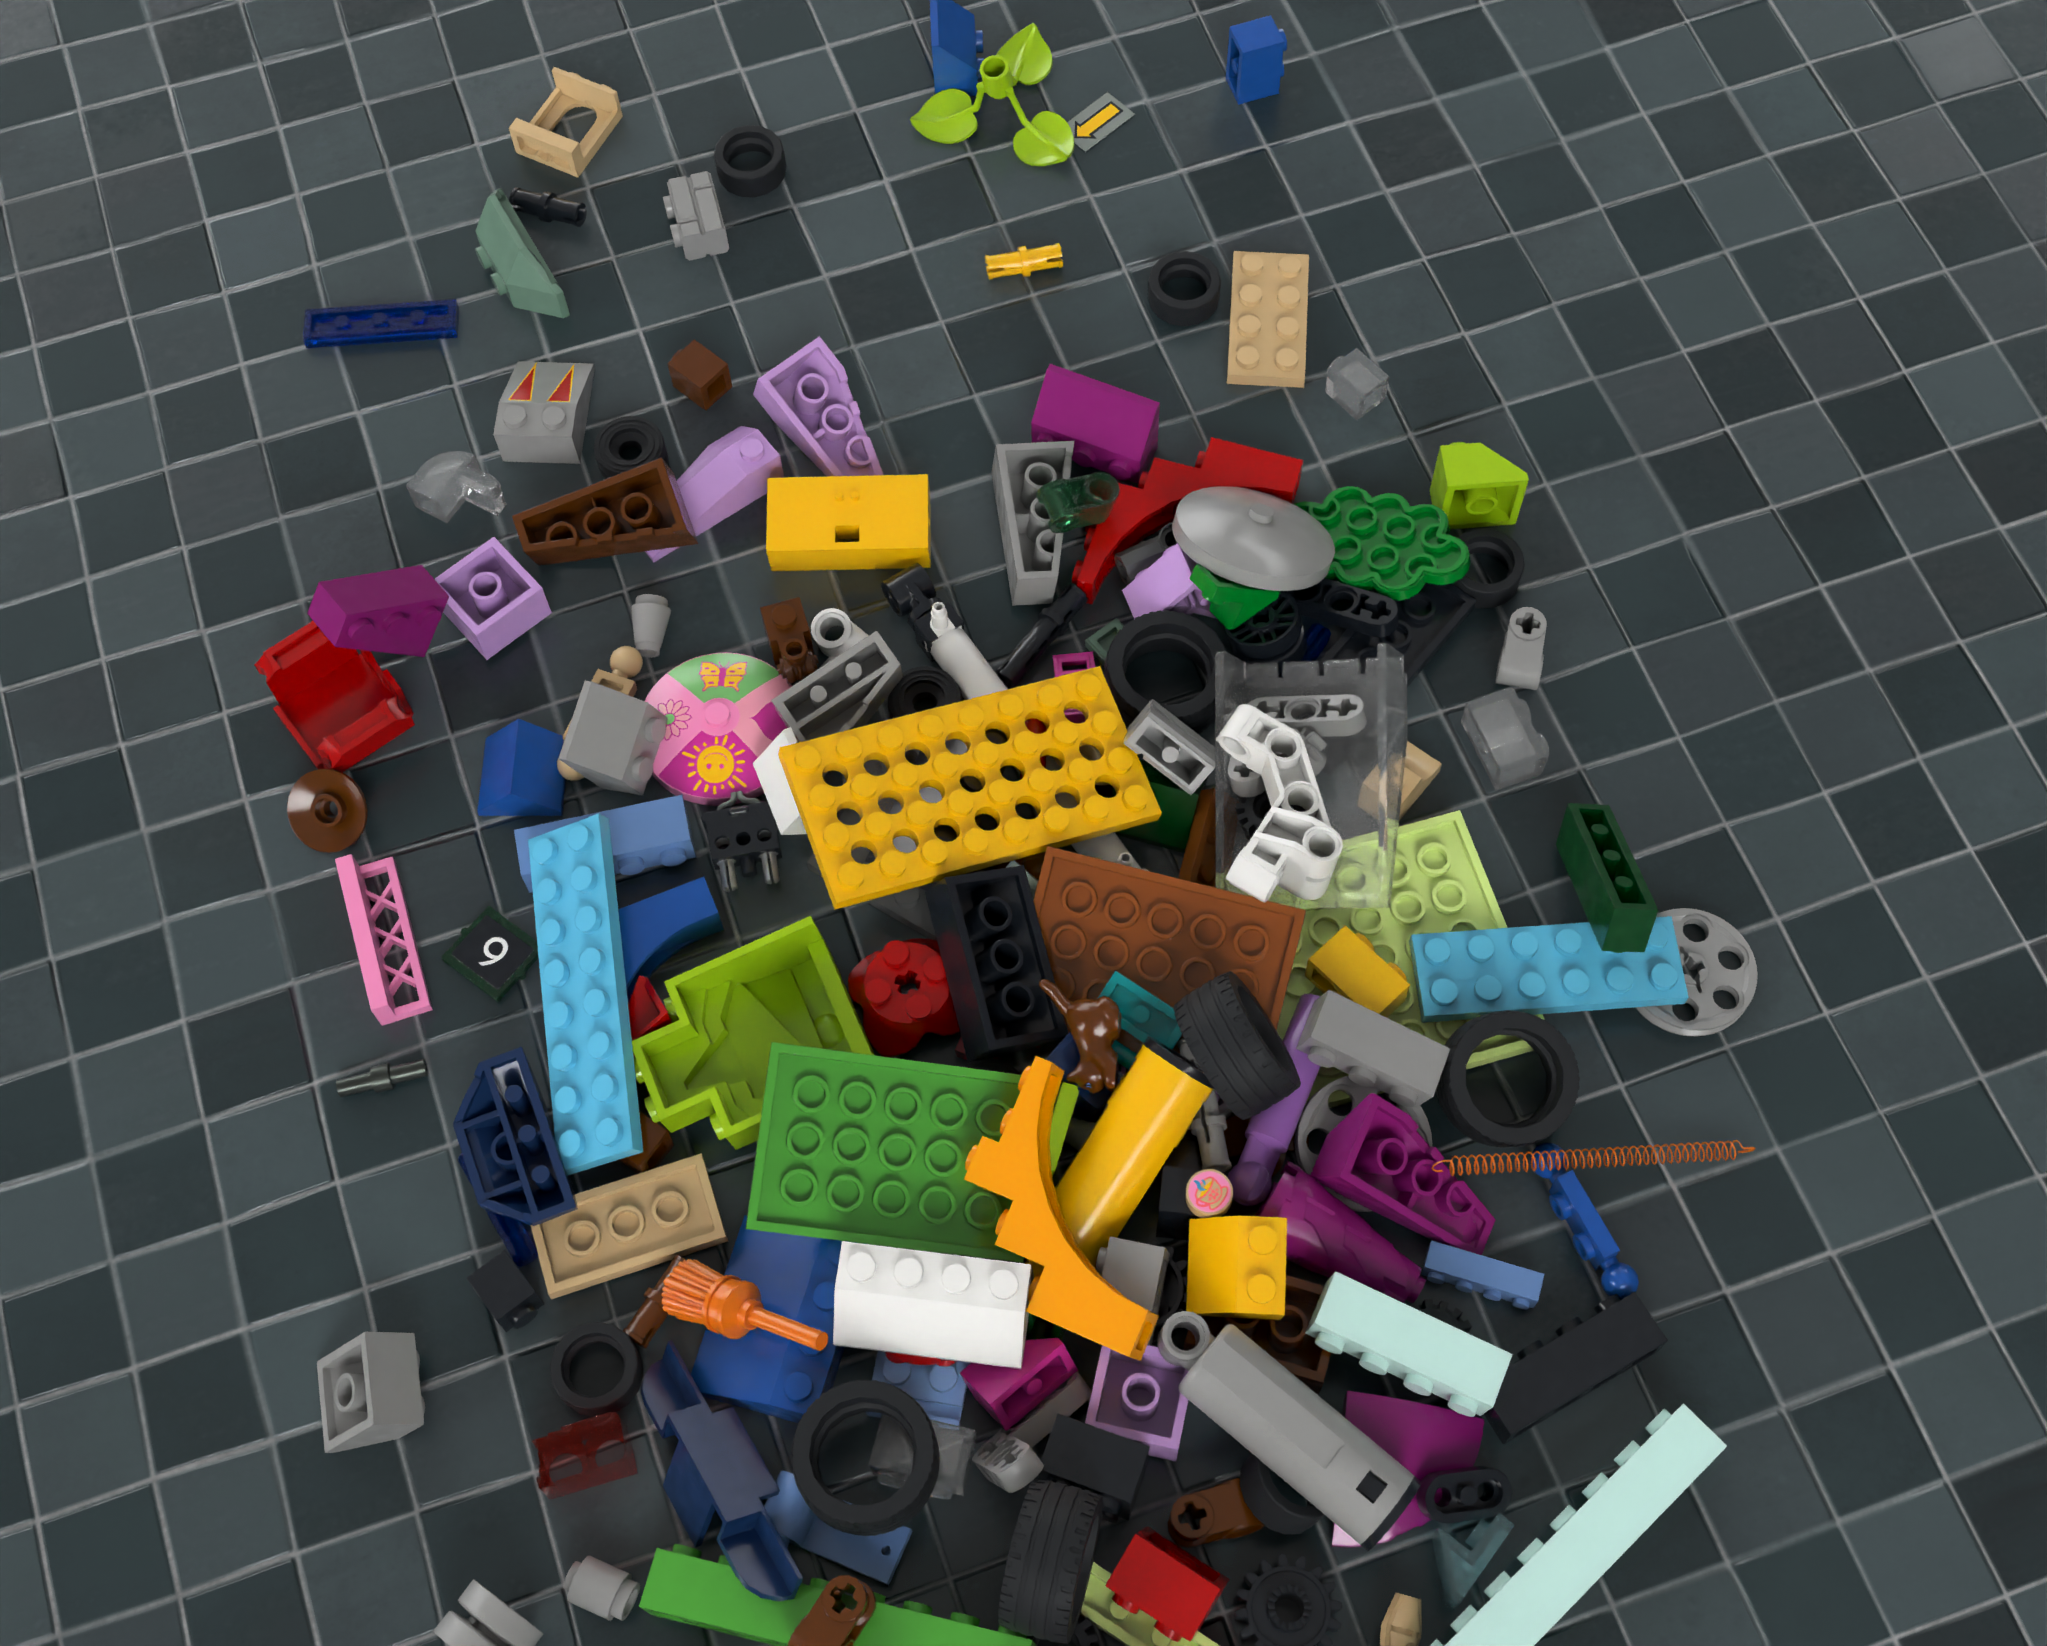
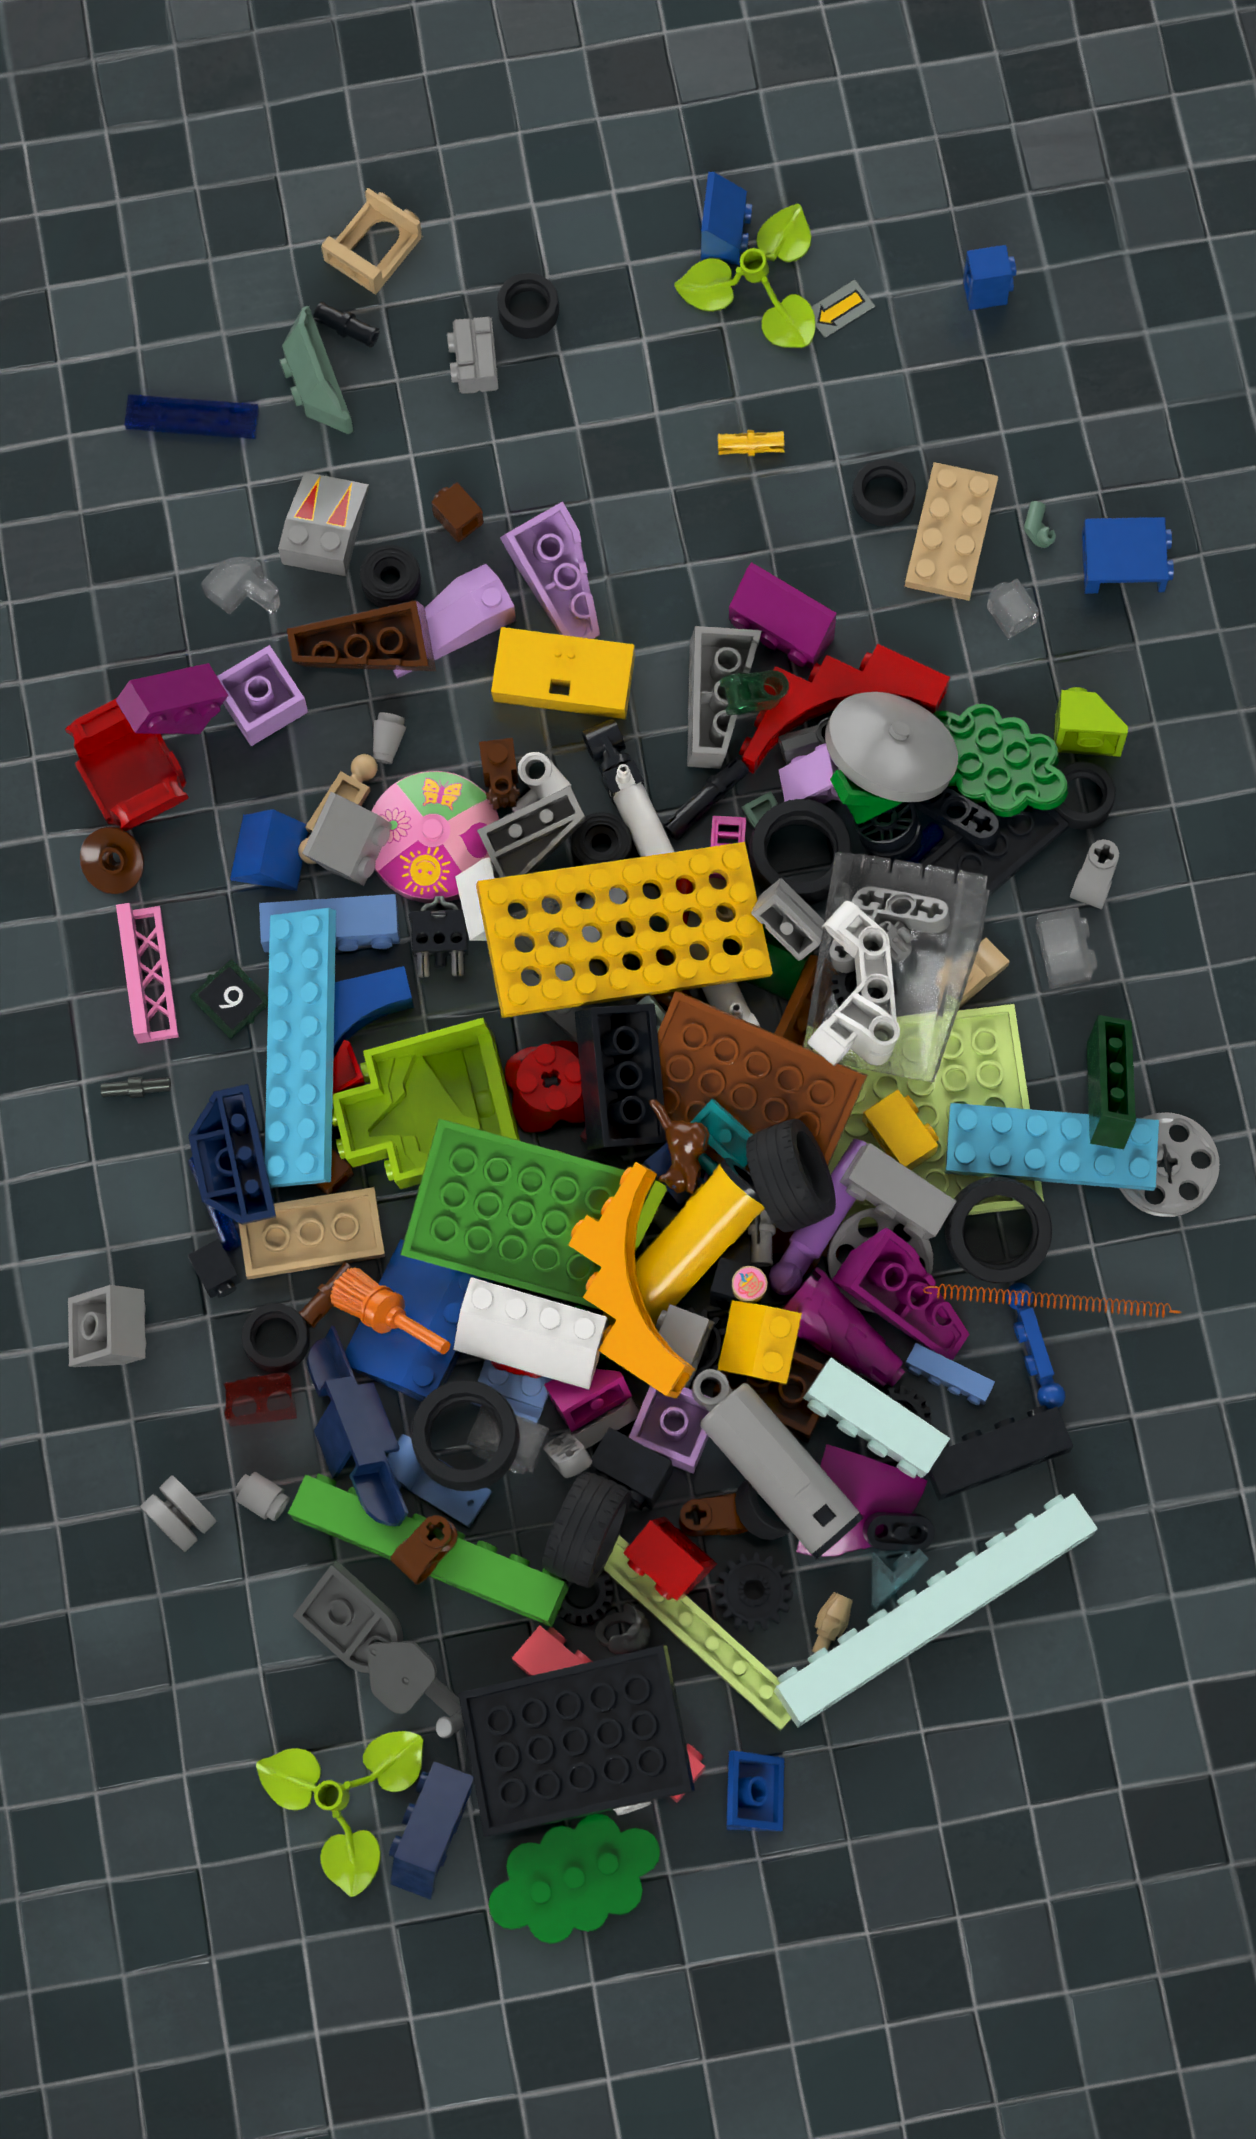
camera: 10 degrees right, 10 degrees up
(1361, 302) = (1035, 528): none -> sand green arm
(1470, 306) = (1126, 552): none -> blue panel

